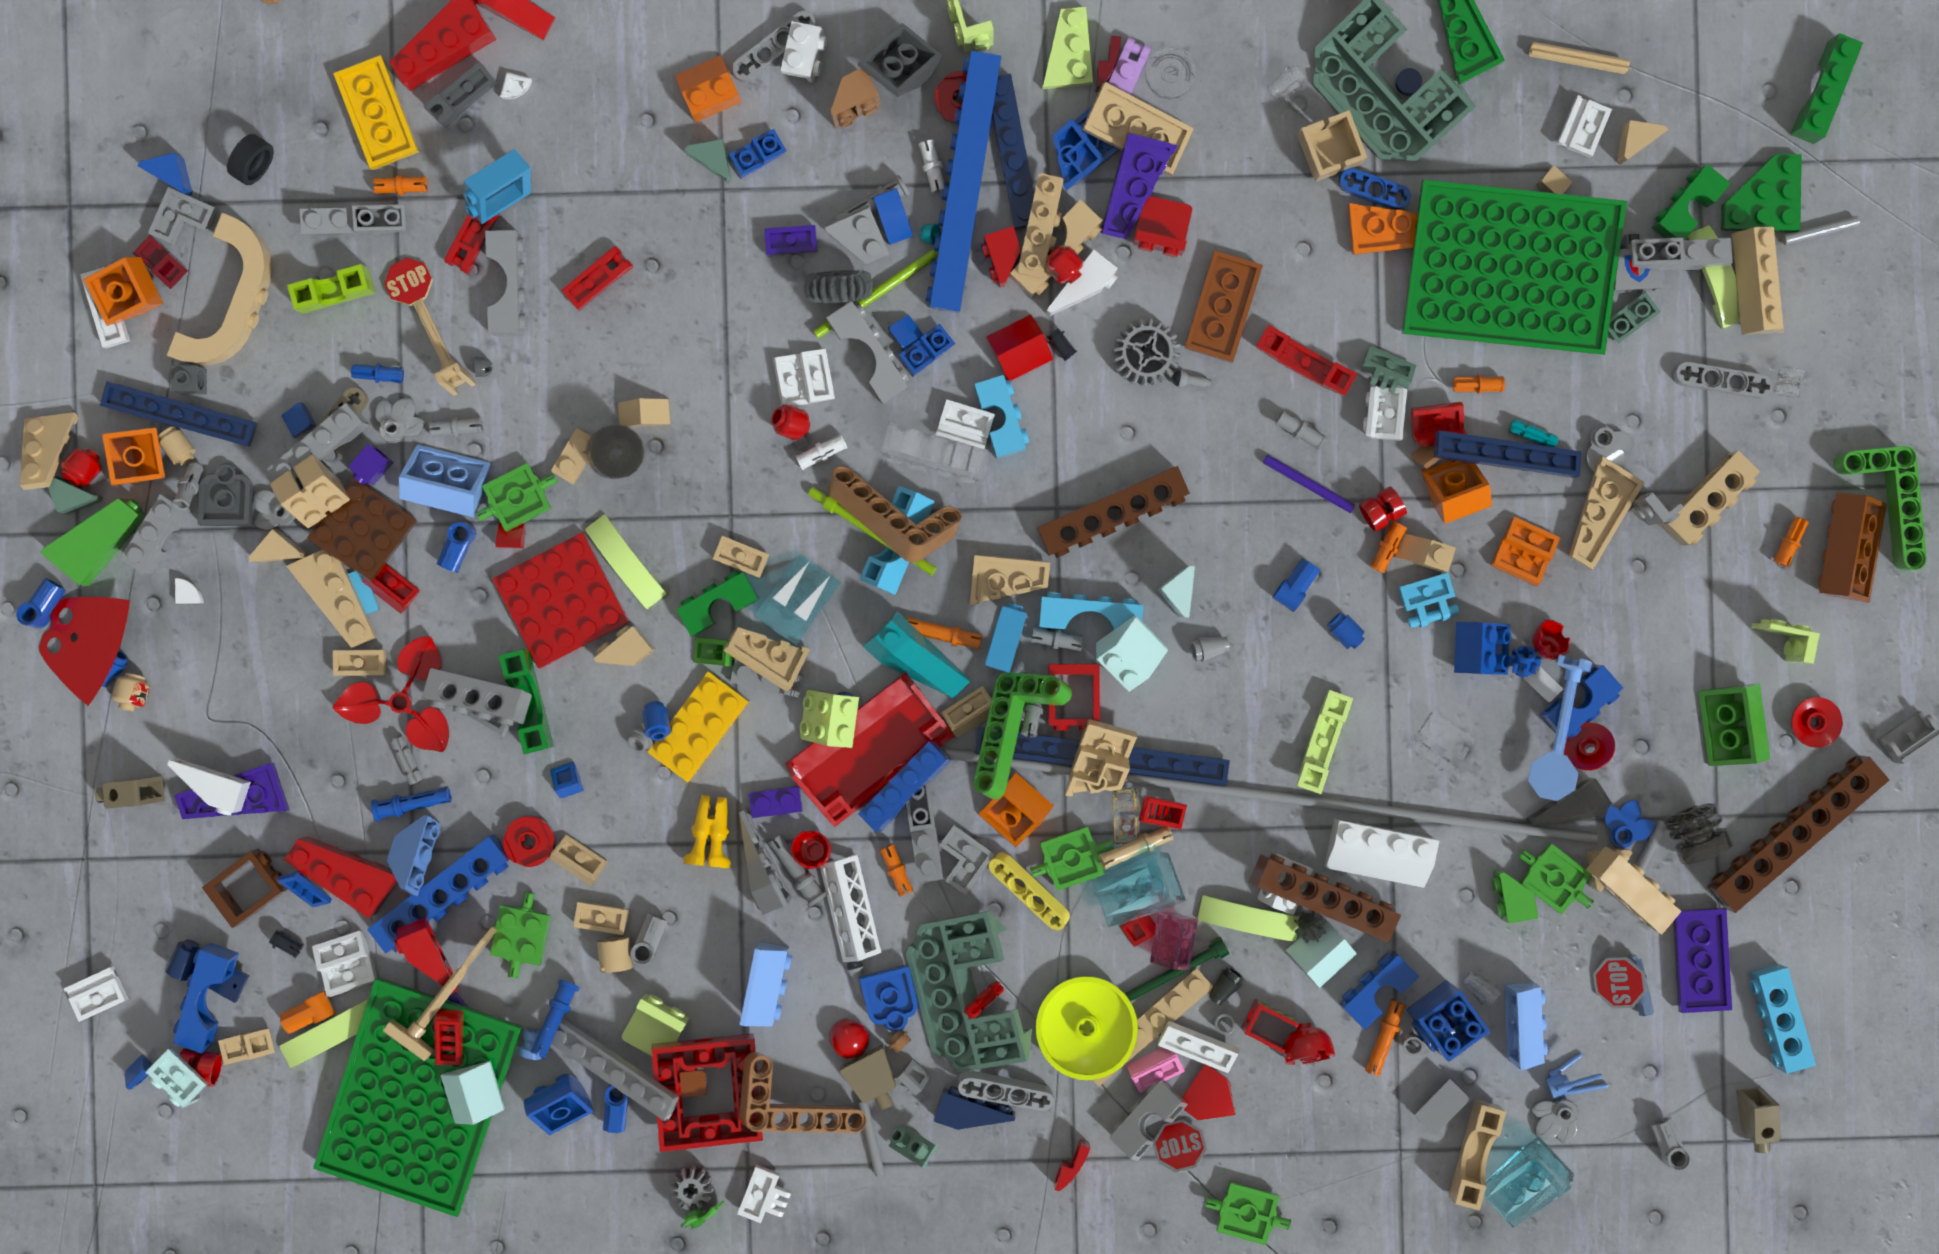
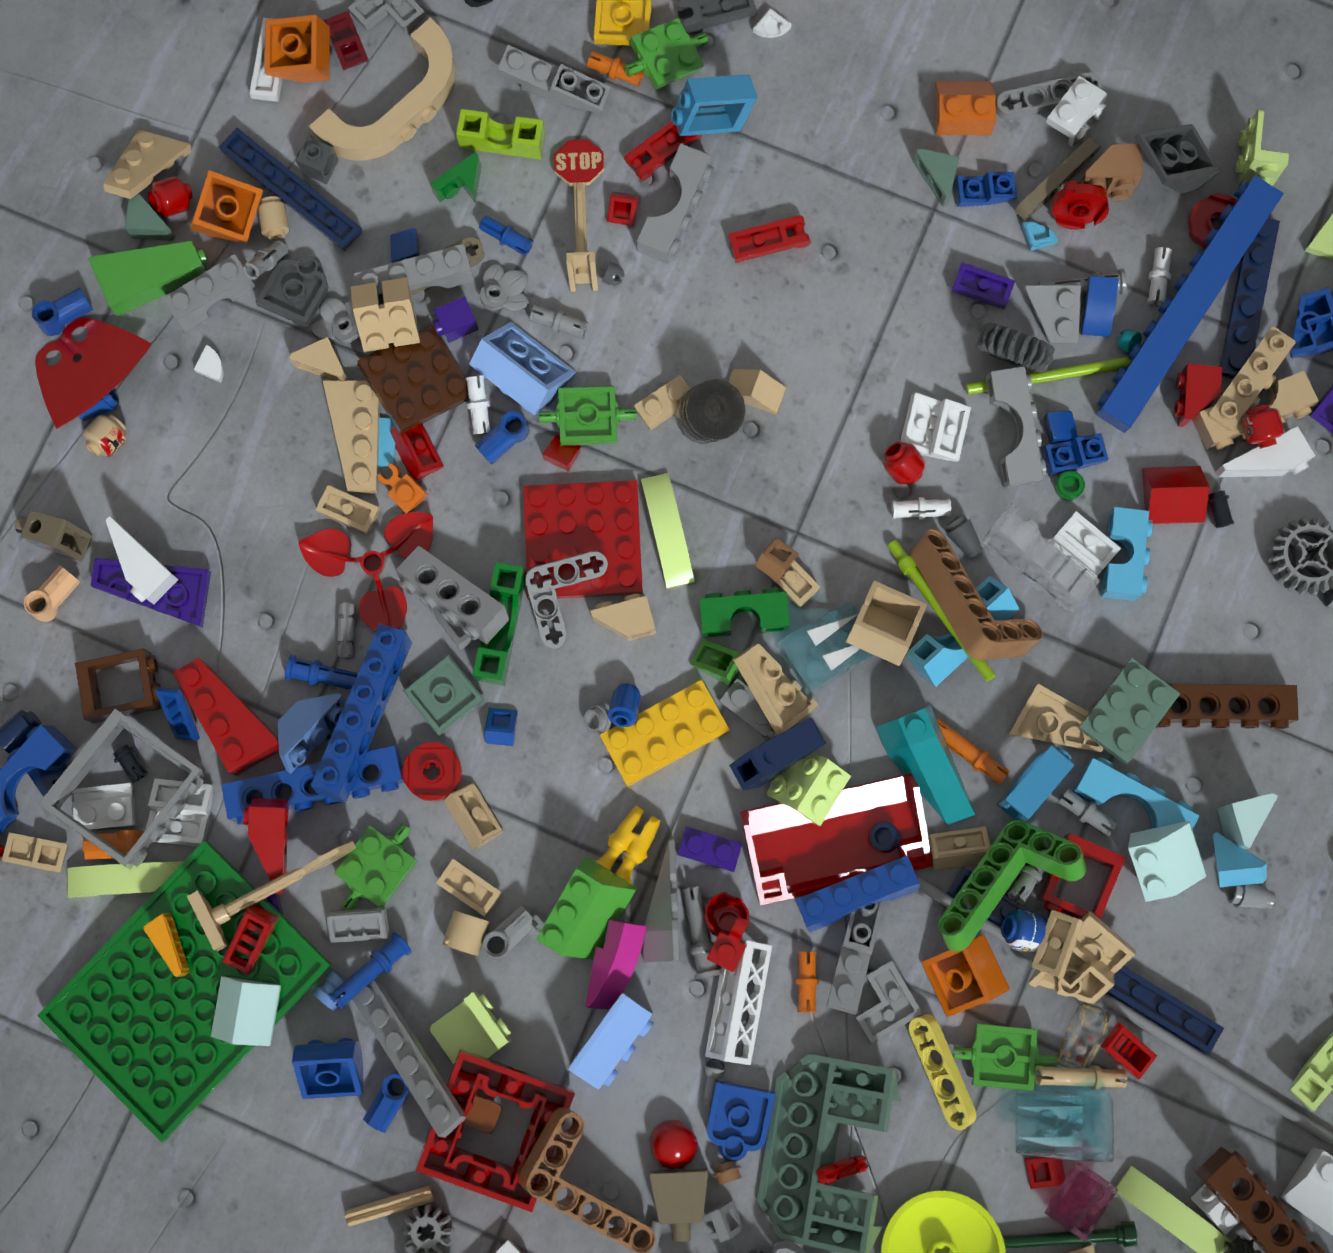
camera: 30 degrees right, 10 degrees down
(154, 836) = (54, 592): none -> light nougat piece
(250, 961) = (87, 759): none -> light grey window
(283, 986) = (105, 806): none -> white plate
(318, 335) = (464, 174): none -> green slope
(386, 1070) = (167, 942): none -> light orange slope
(398, 625) = (404, 490): none -> orange plate
(423, 528) = (478, 404): none -> white pin
(437, 154) = (666, 53): none -> bright green plate
(450, 823) = (362, 713): none -> blue brick
(464, 304) = (623, 208): none -> red slope
(509, 777) = (443, 695): none -> sand green plate
(528, 986) = (358, 925): none -> light grey plate
(552, 657) = (548, 591): none -> light grey beam
(654, 1182) = (389, 1205): none -> tan axle
(700, 896) = (584, 910): none -> bright green slope
(723, 548) = (776, 559): none -> medium nougat slope
(740, 924) = (614, 963): none -> dark pink slope
(793, 708) = (777, 755): none -> dark blue slope
(813, 118) = (1057, 178): none -> dark tan beam
(818, 174) = (1038, 235): none -> medium azure tile
(822, 874) = (728, 947): none -> red plate
(834, 562) = (886, 623): none -> tan piece
(839, 137) = (1090, 198): none -> red plate
(865, 459) = (964, 536): none -> dark grey cone
(907, 731) = (885, 837): none -> dark blue tile
(933, 378) = (1069, 485): none -> green tile
(1045, 757) = (1023, 930): none -> blue head
(1054, 547) = (1129, 711): none -> sand green plate
(1072, 758) = (1057, 944): none -> tan plate
(1186, 631) = (1236, 865): none -> medium azure slope

